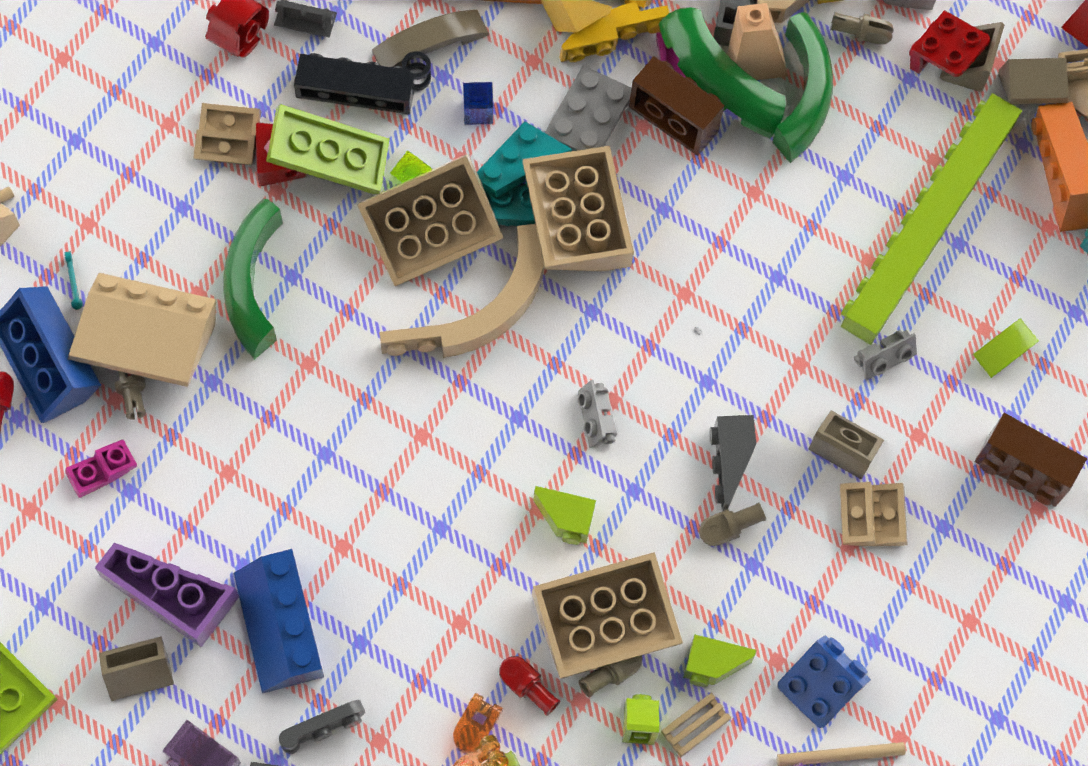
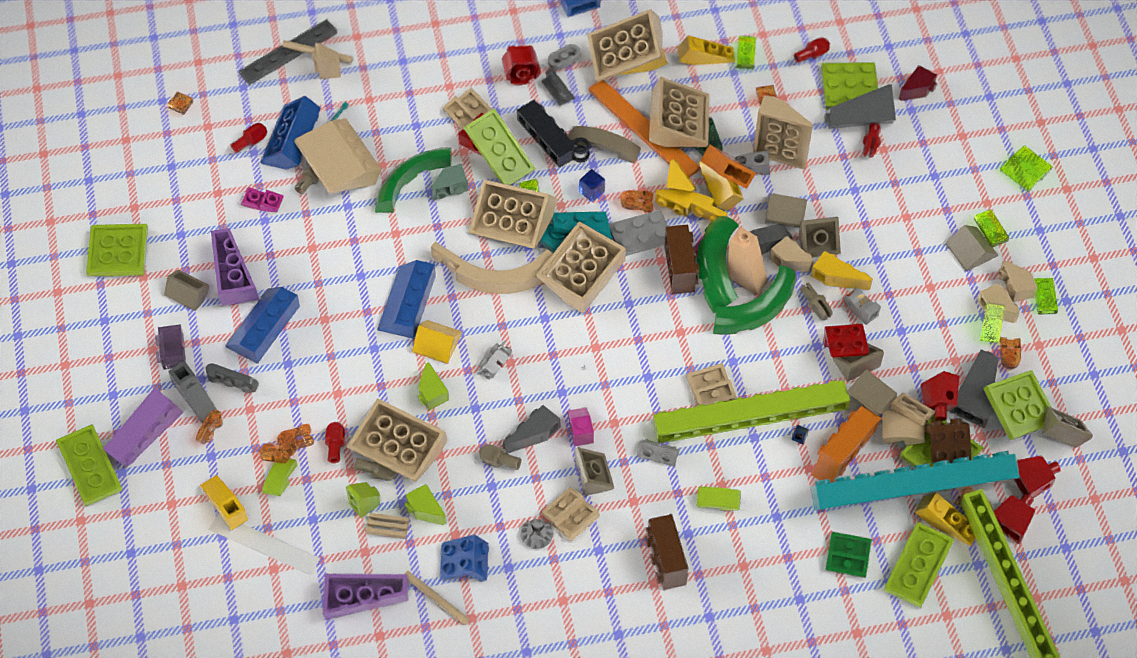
camera: 50 degrees right, 10 degrees down
(309, 240) = (450, 182): none -> sand green slope
(417, 432) = (408, 299): none -> blue slope
(506, 451) = (436, 341): none -> yellow slope
(538, 84) = (630, 200): none -> clear orange plate
(774, 400) = (581, 426): none -> dark pink slope
(852, 580) = (536, 541): none -> light grey gear
(856, 226) = (711, 385): none -> tan slope
(1006, 191) = (801, 430): none -> dark blue piece

